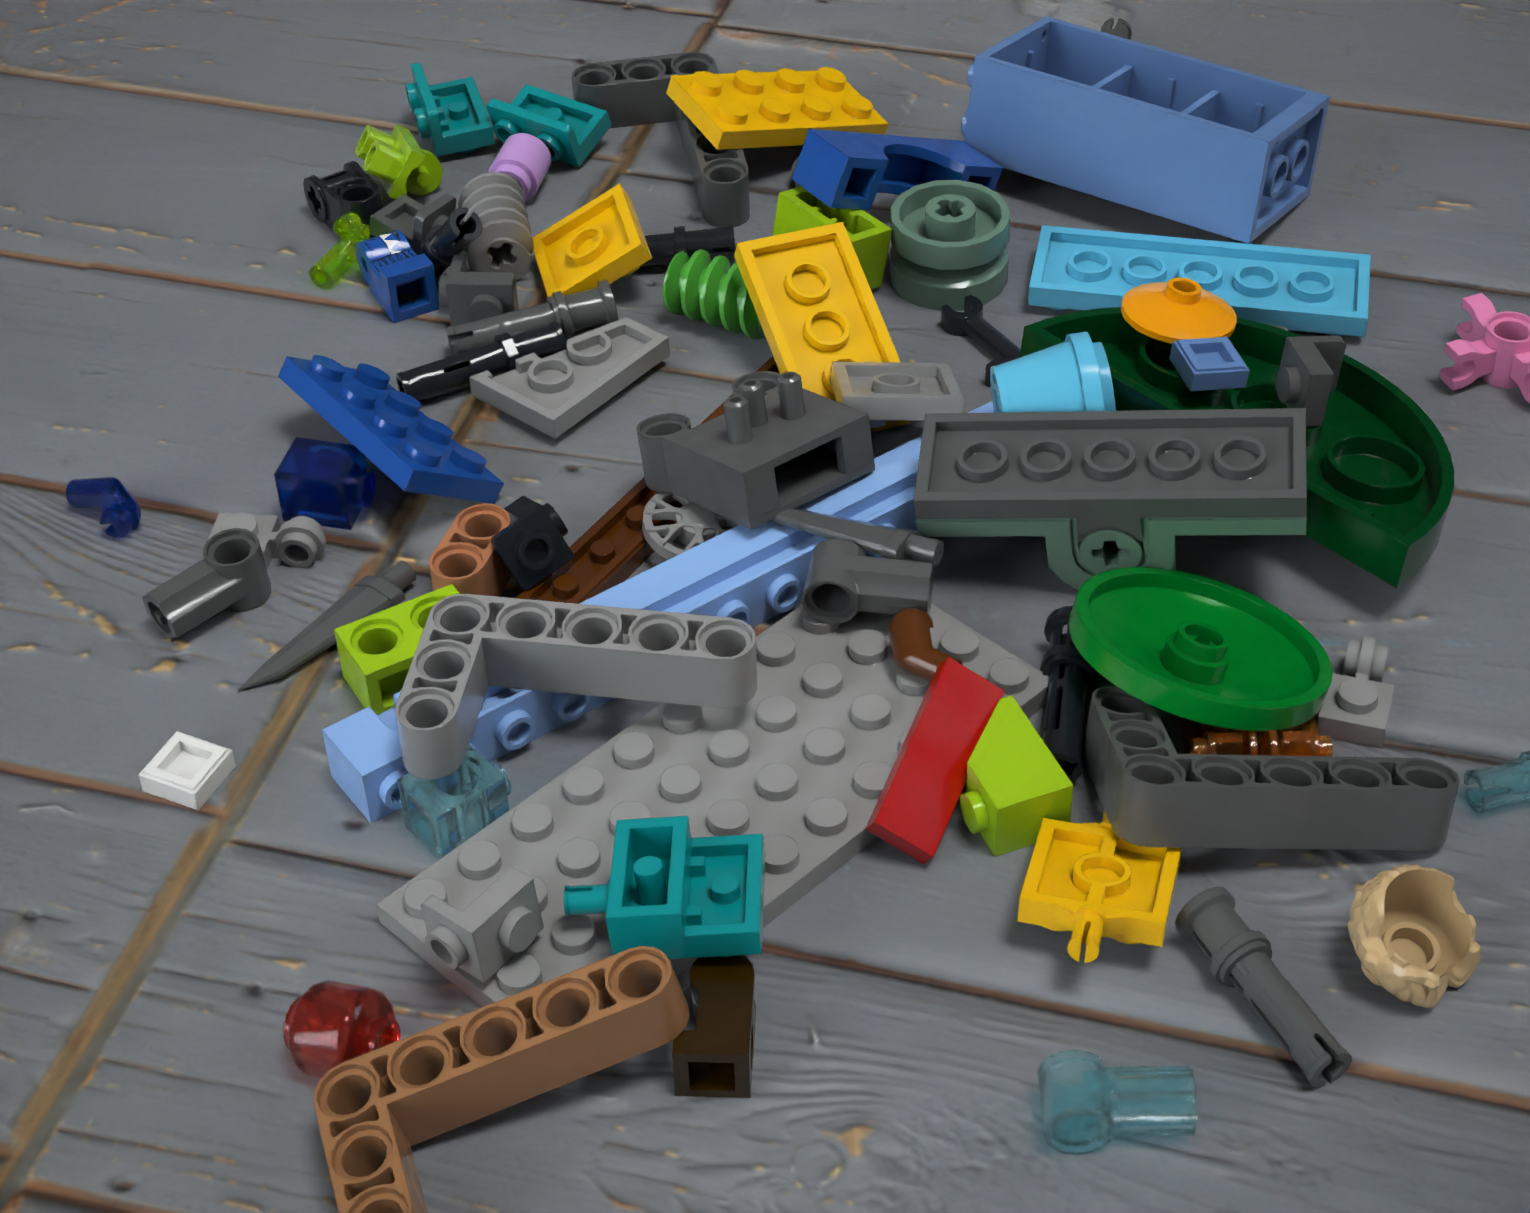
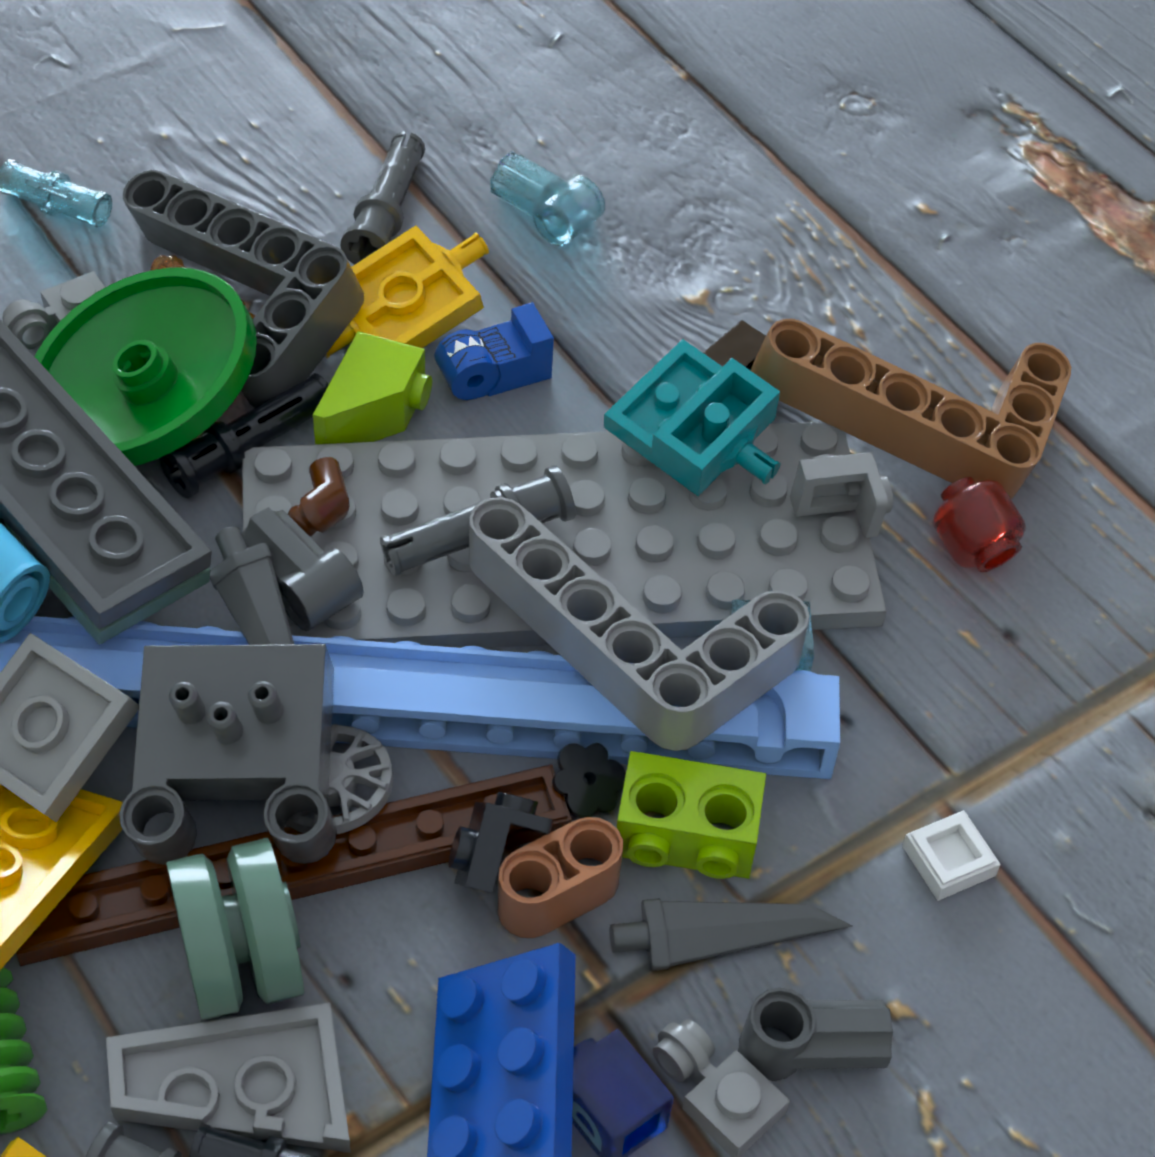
camera: 145 degrees left, 10 degrees up
(639, 372) = (246, 926): none -> sand green wheel
(760, 719) = (543, 497): none -> dark grey pin
(934, 761) = (408, 427): red tile -> none
(953, 892) = (497, 356): none -> blue leg
(1413, 934) = (277, 160): tan hair -> none

